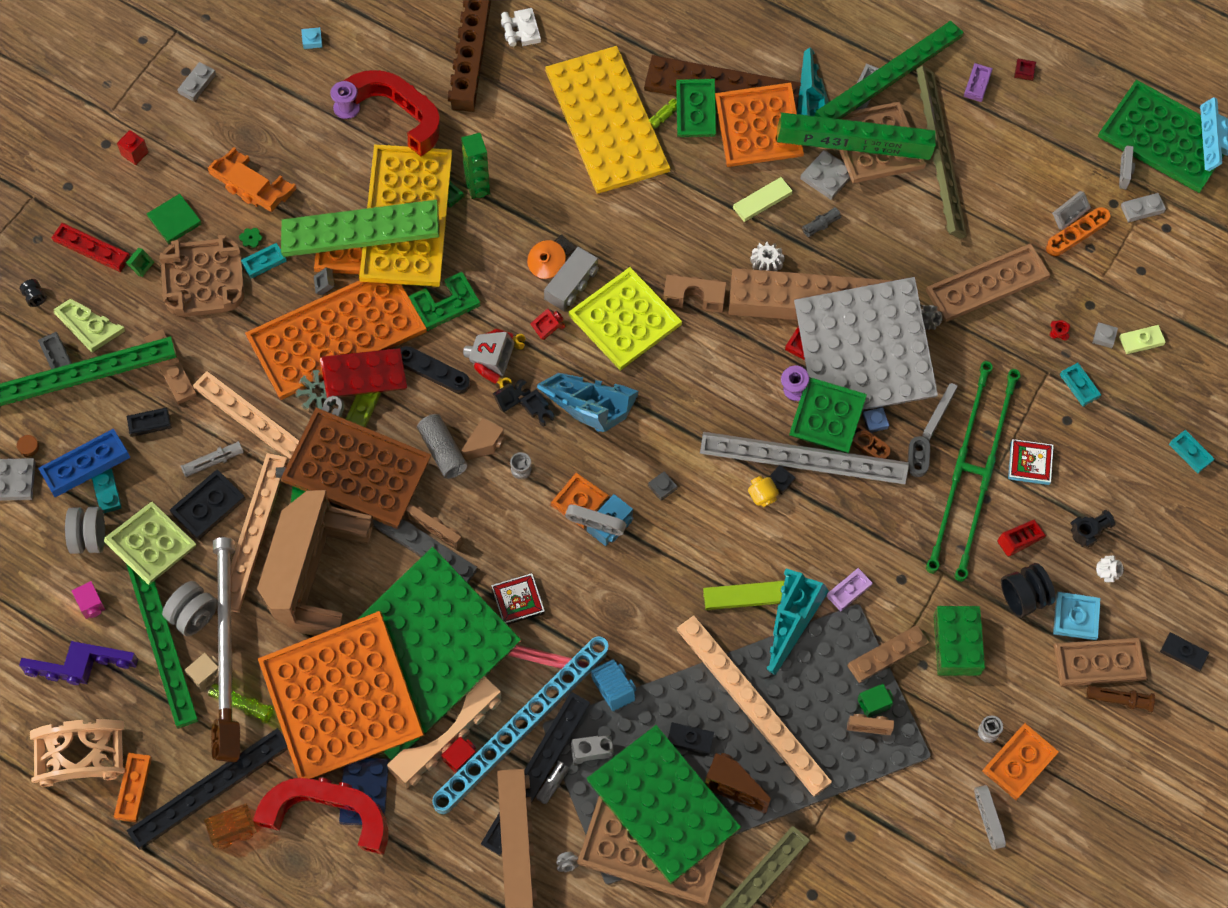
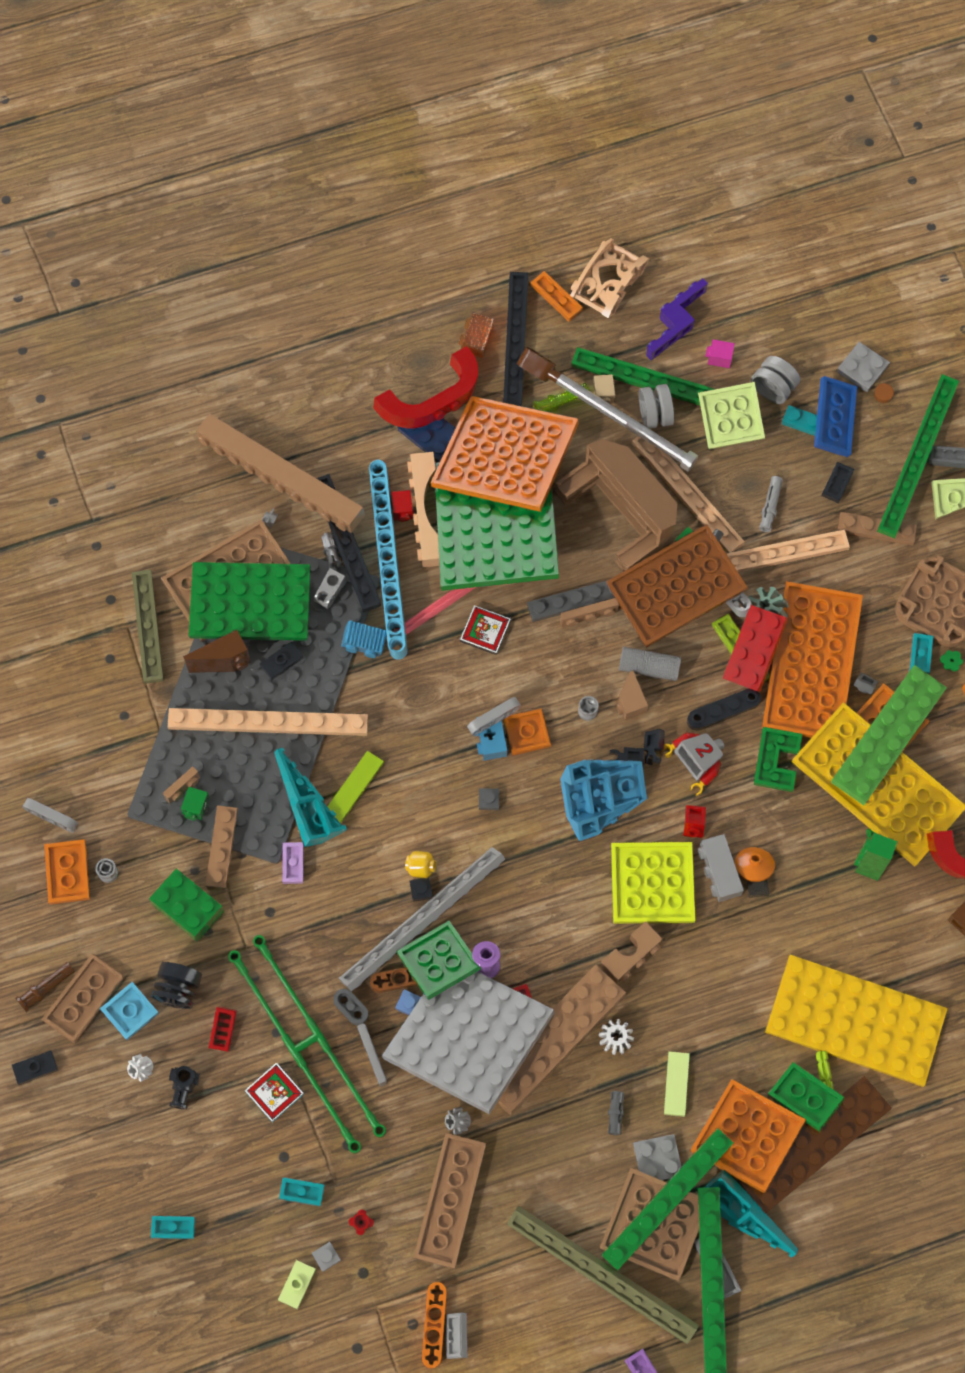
camera: 130 degrees right, 5 degrees up
(207, 504) = (735, 476): black plate -> none

